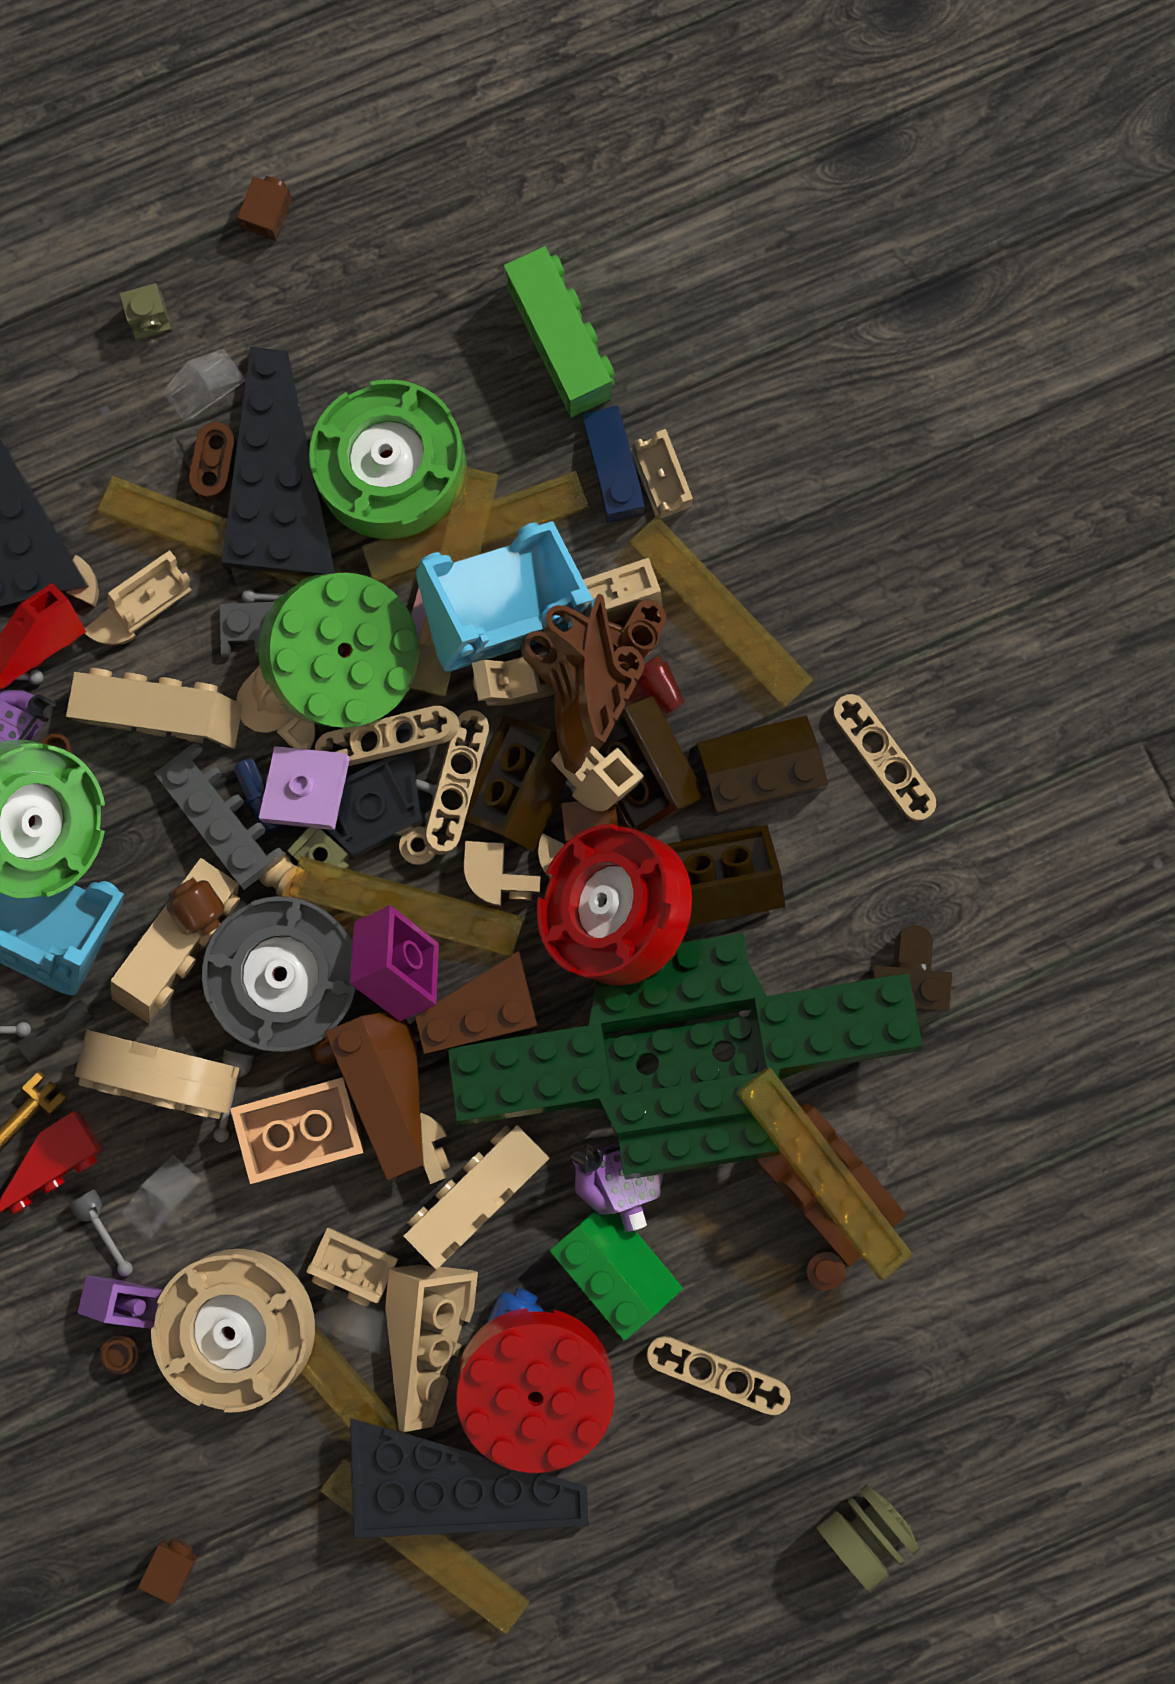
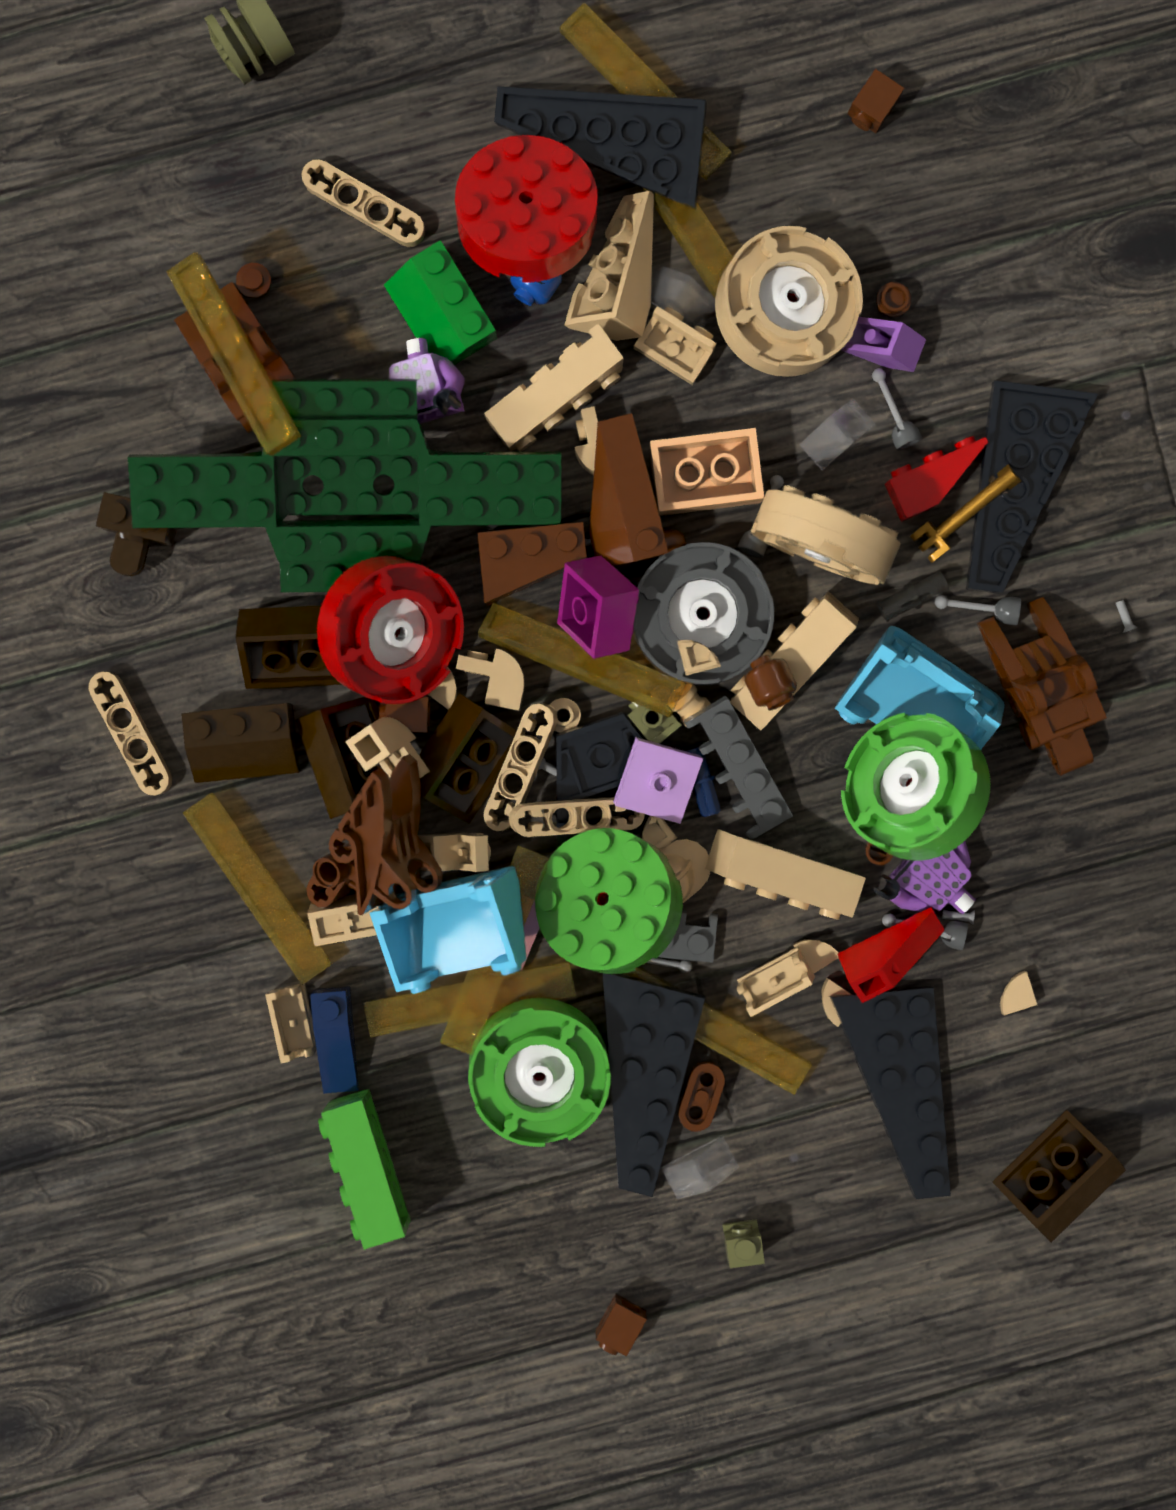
camera: 170 degrees left, 5 degrees up
(279, 924) = (696, 657): none -> tan tile
(660, 683) = (319, 828): clear red cone -> none

